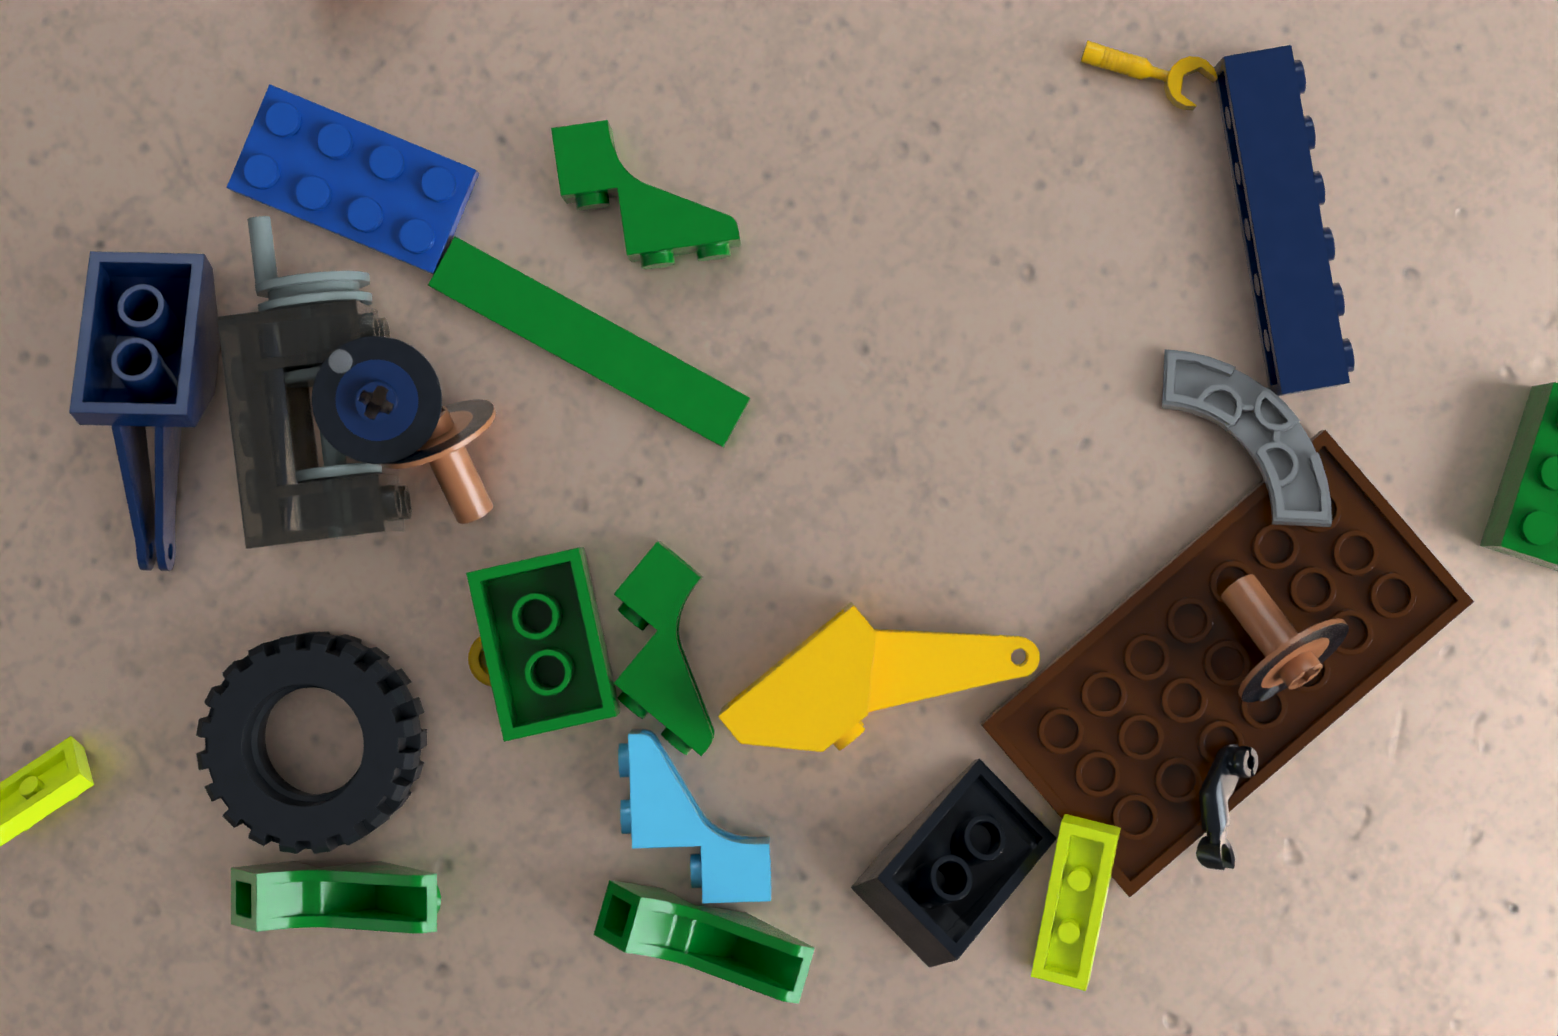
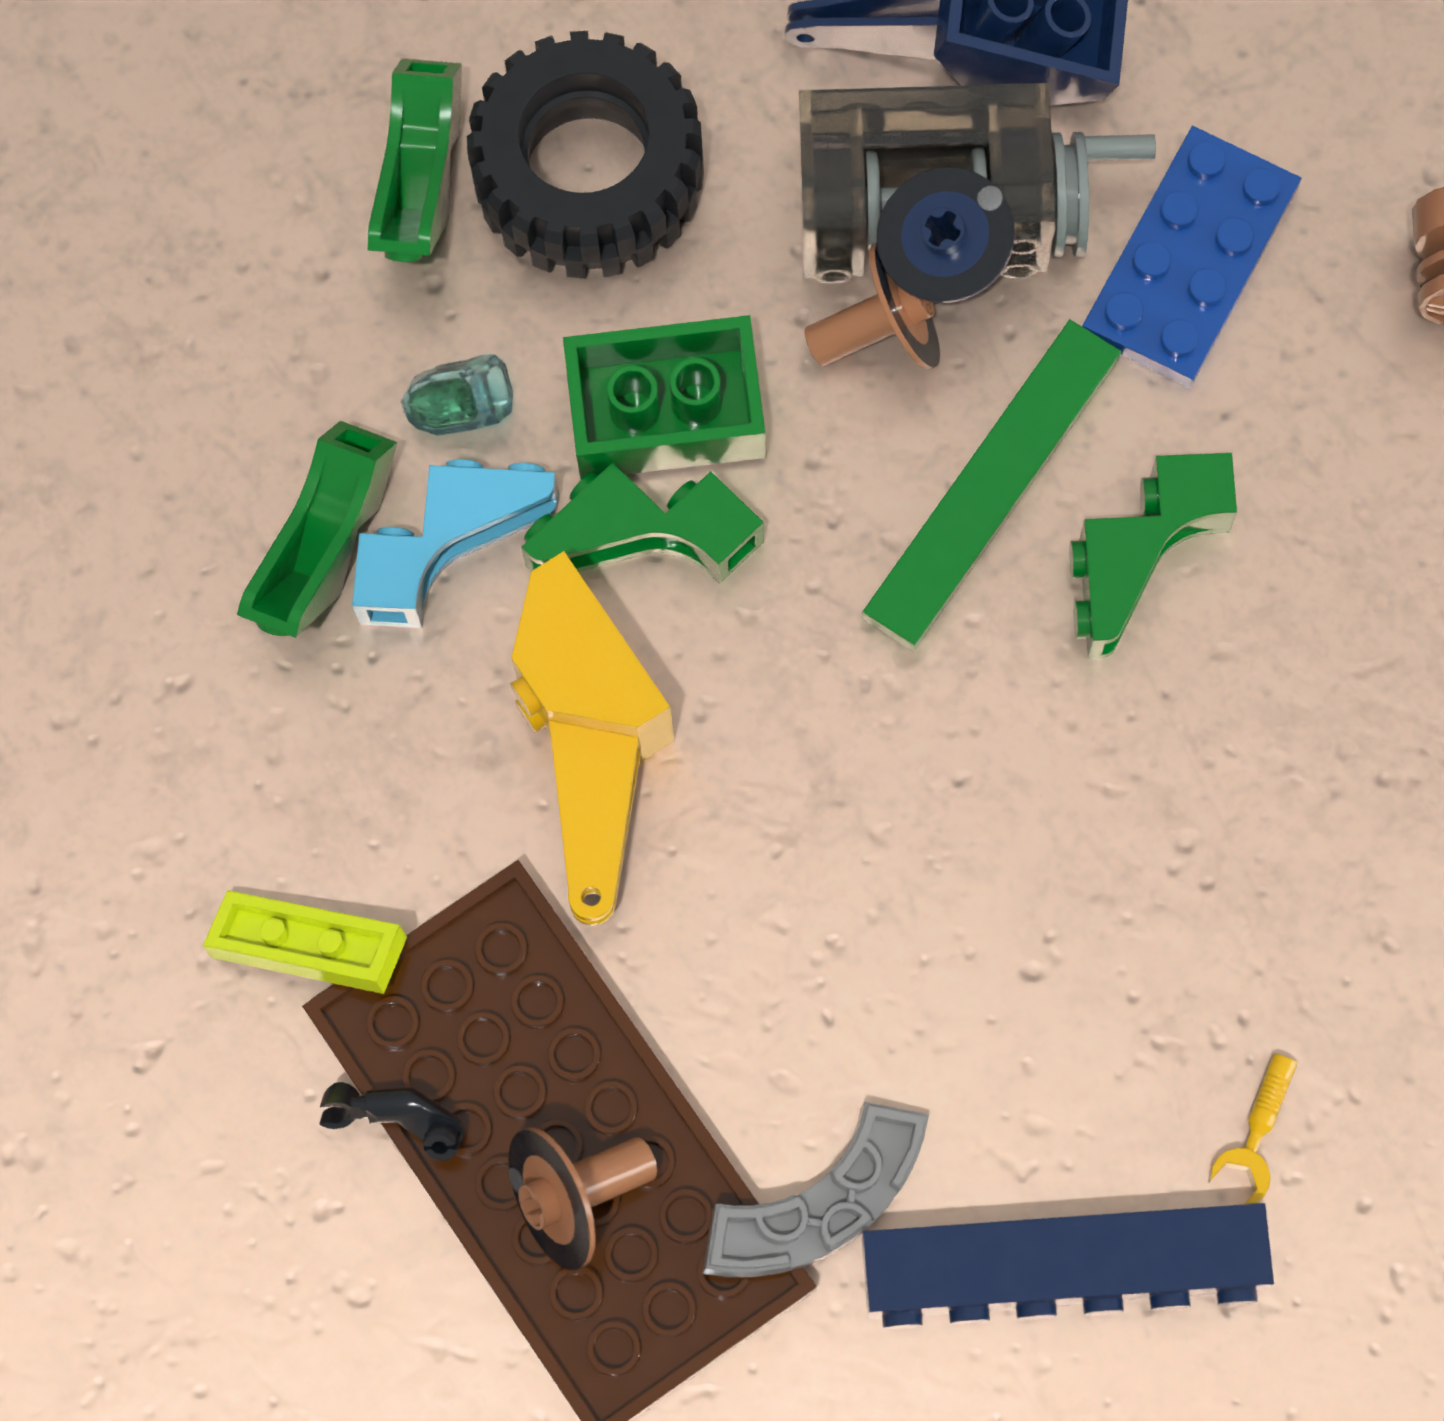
camera: 100 degrees right, 15 degrees down
(557, 828) = (459, 396): none -> clear light blue rock
(954, 865) = (366, 817): black slope -> none

